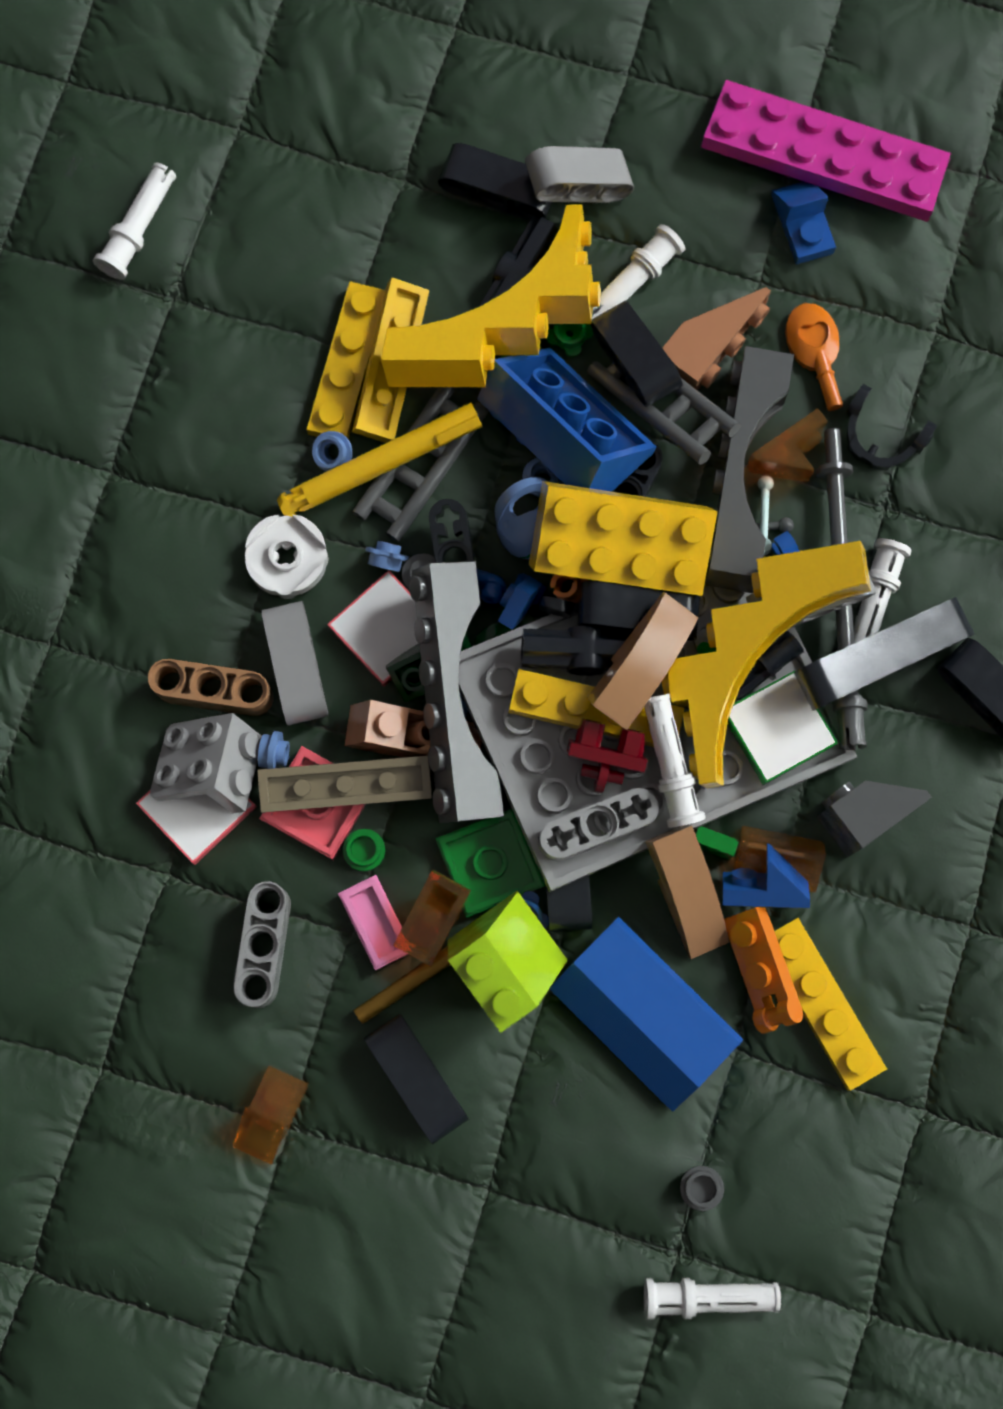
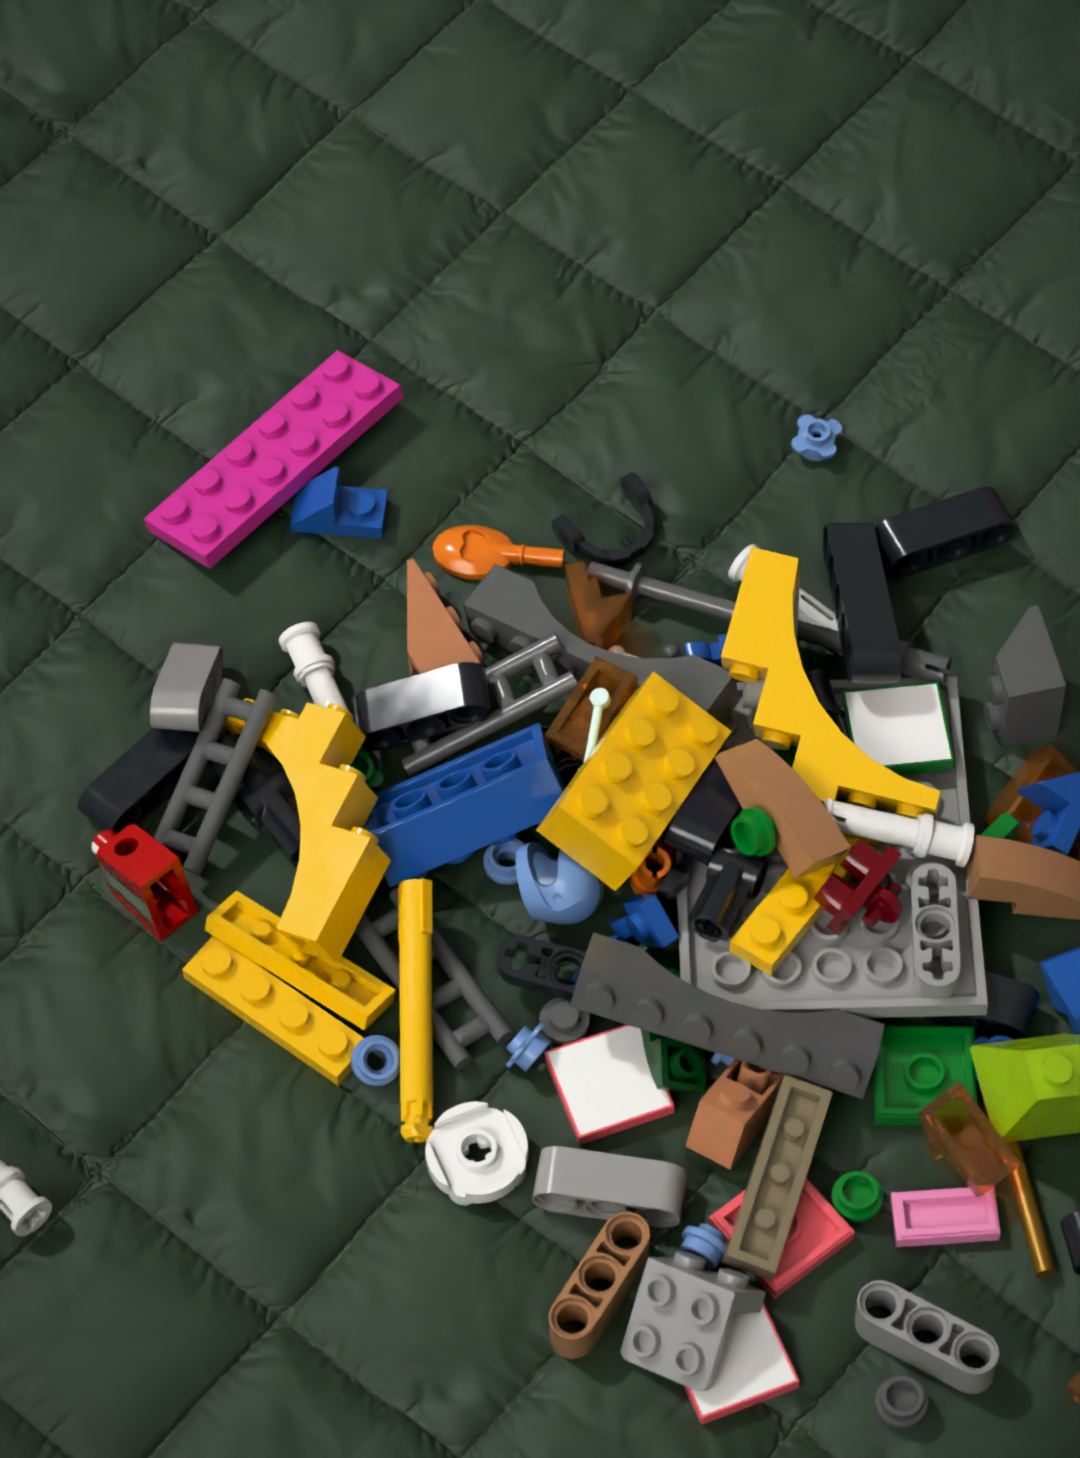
camera: 65 degrees left, 20 degrees down
(207, 945) = (901, 1402): none -> dark grey plate
(406, 207) = (135, 862): none -> red torso
(526, 237) = (236, 763): none -> dark grey bar
(607, 648) = (754, 832): none -> green plate
(683, 480) = (573, 722): none -> clear orange slope
(688, 483) = (600, 700): none -> light aqua hinge

